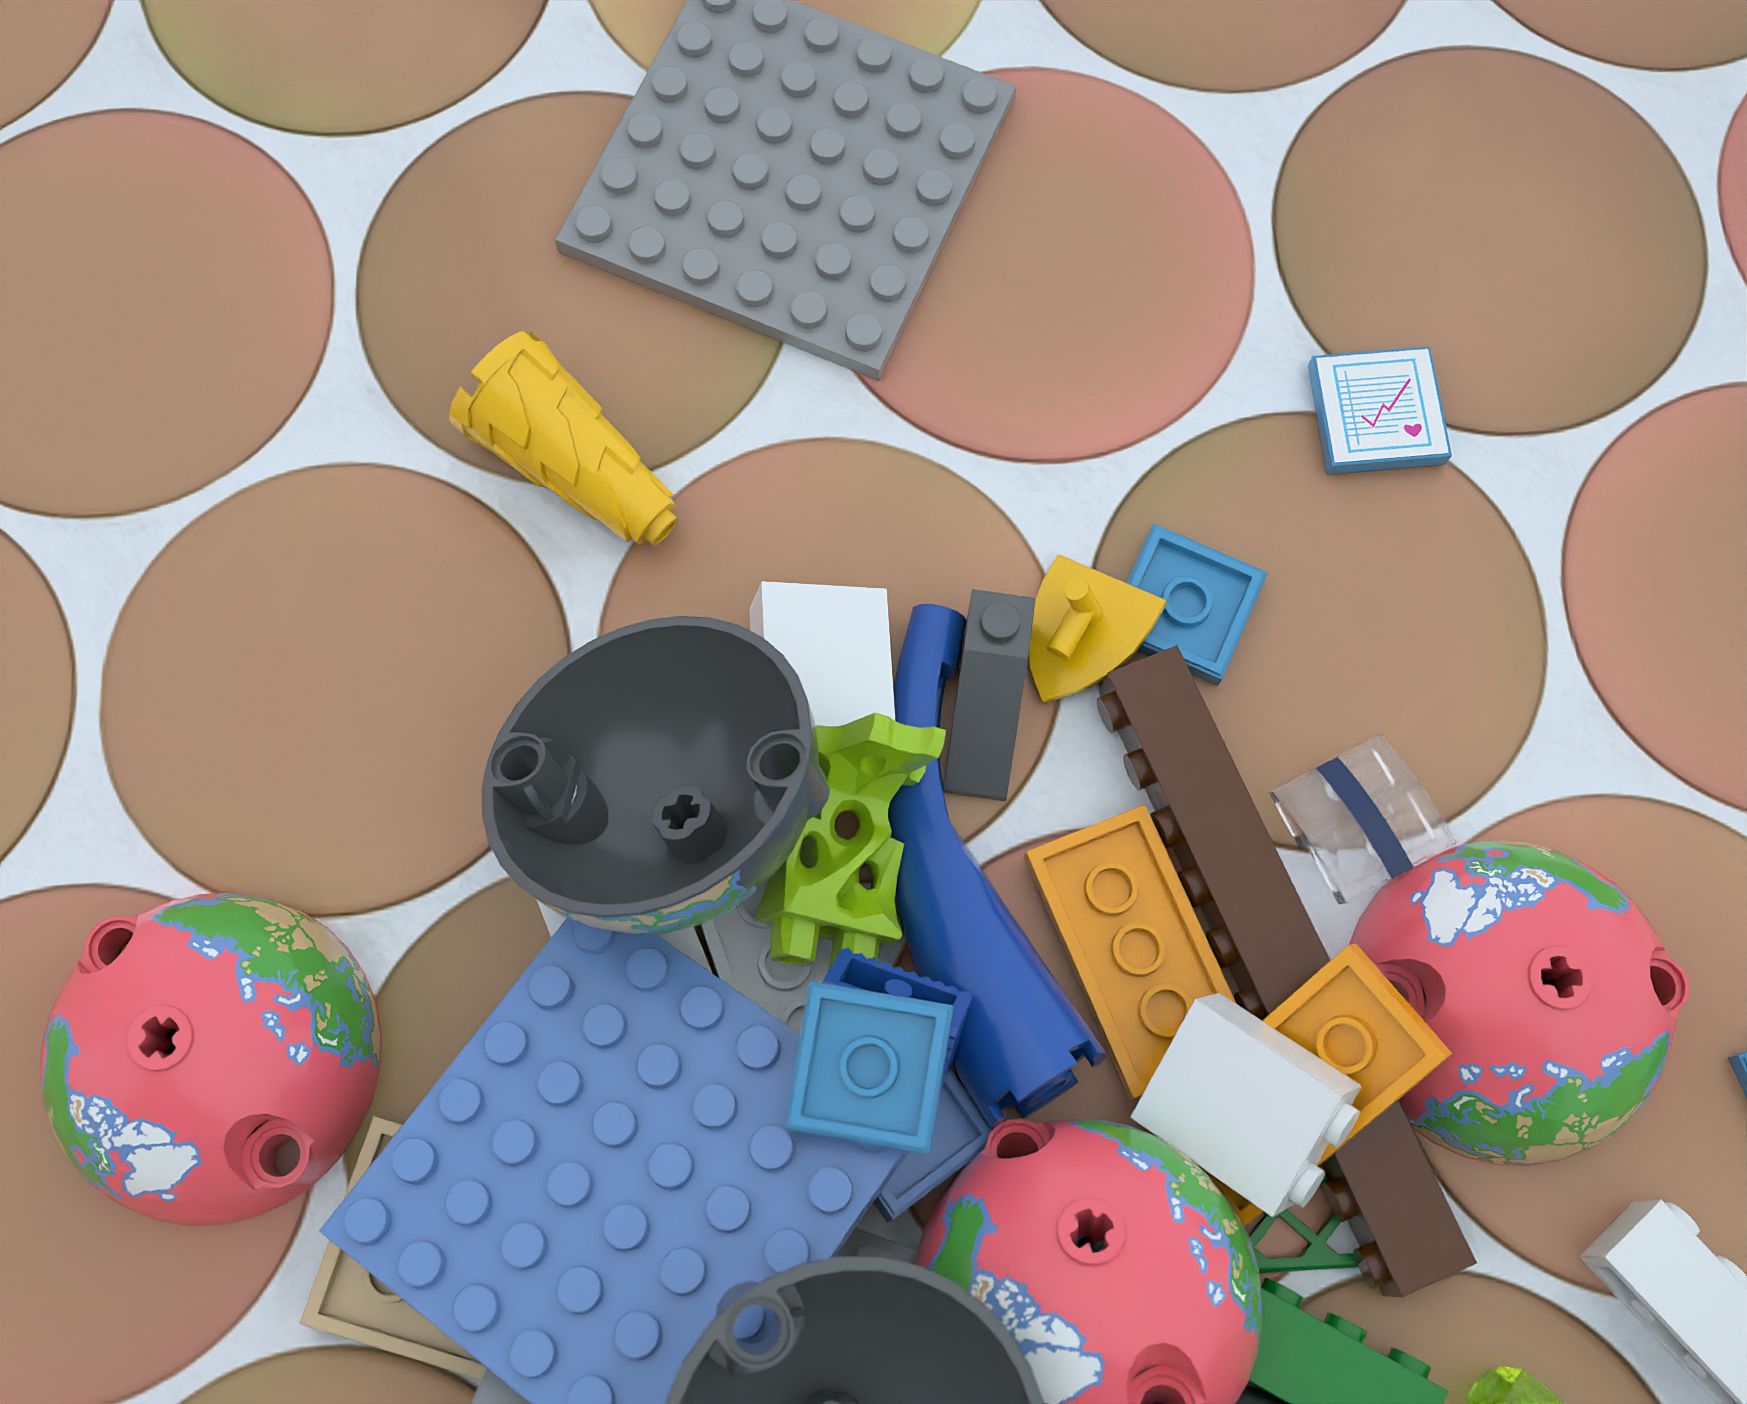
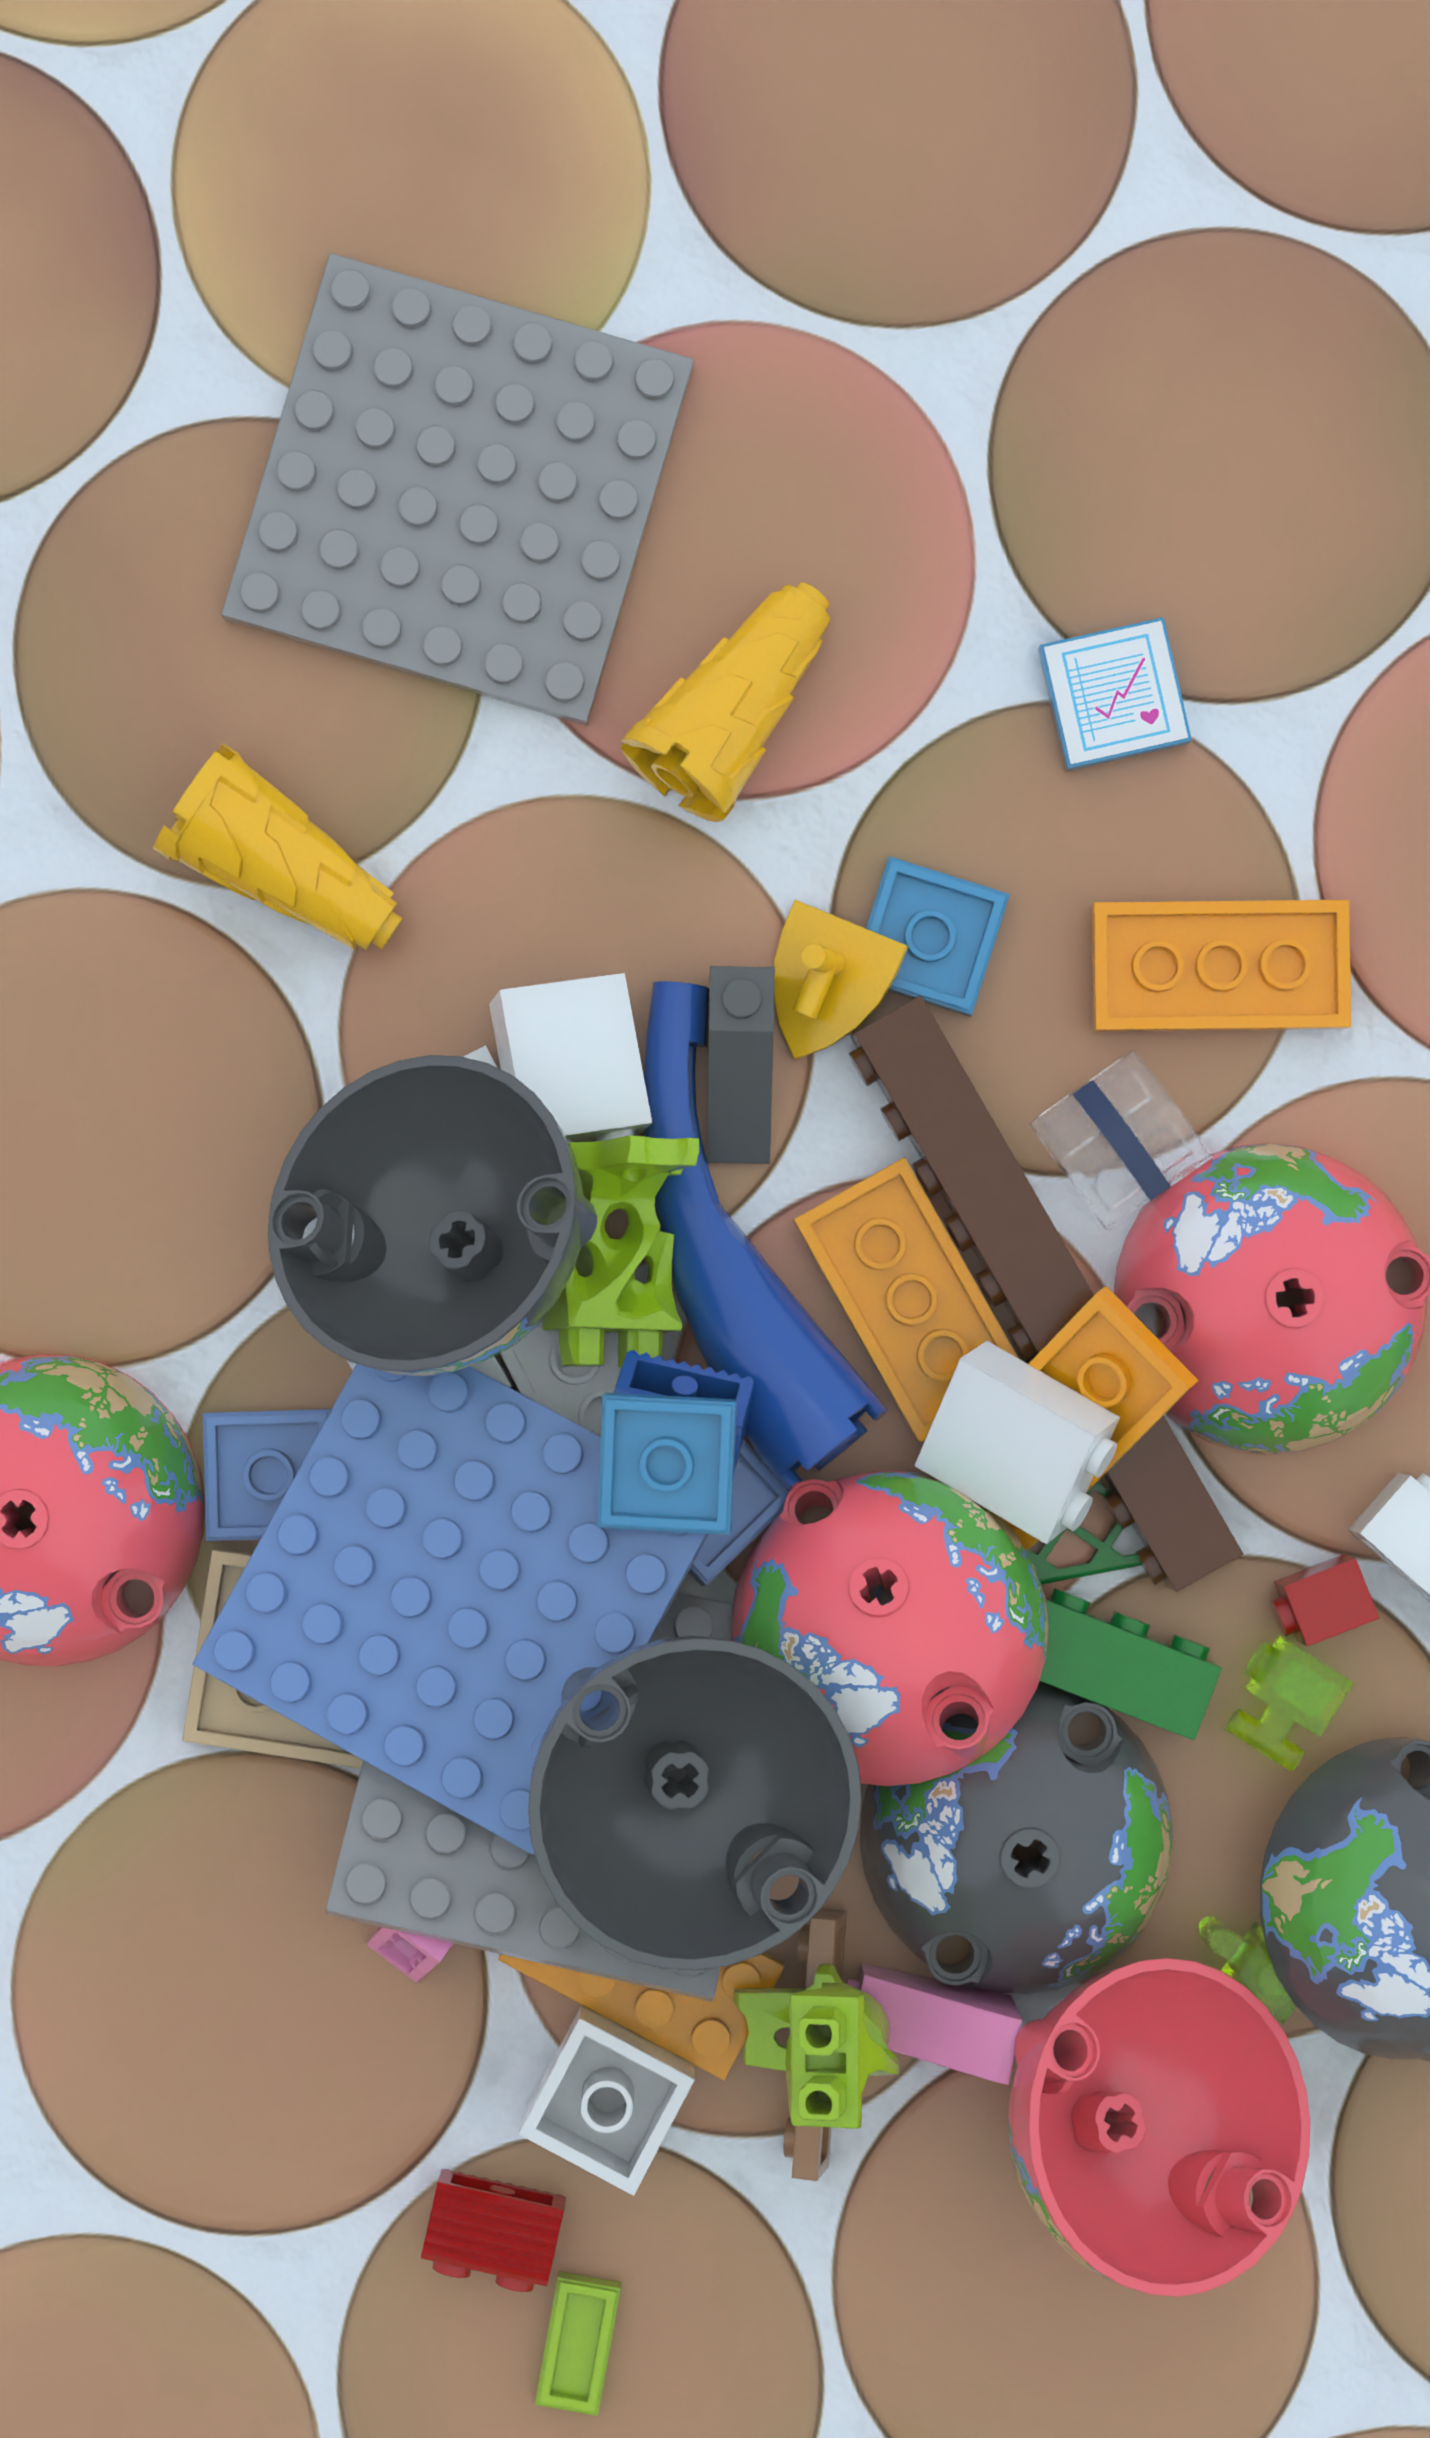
camera: 10 degrees left, 15 degrees up
(425, 1032) = (251, 1466): none -> medium blue tile
(1000, 380) = (714, 723): none -> yellow cone
(1472, 664) = (1221, 965): none -> light orange plate
(1558, 1330) = (1323, 1601): none -> red brick

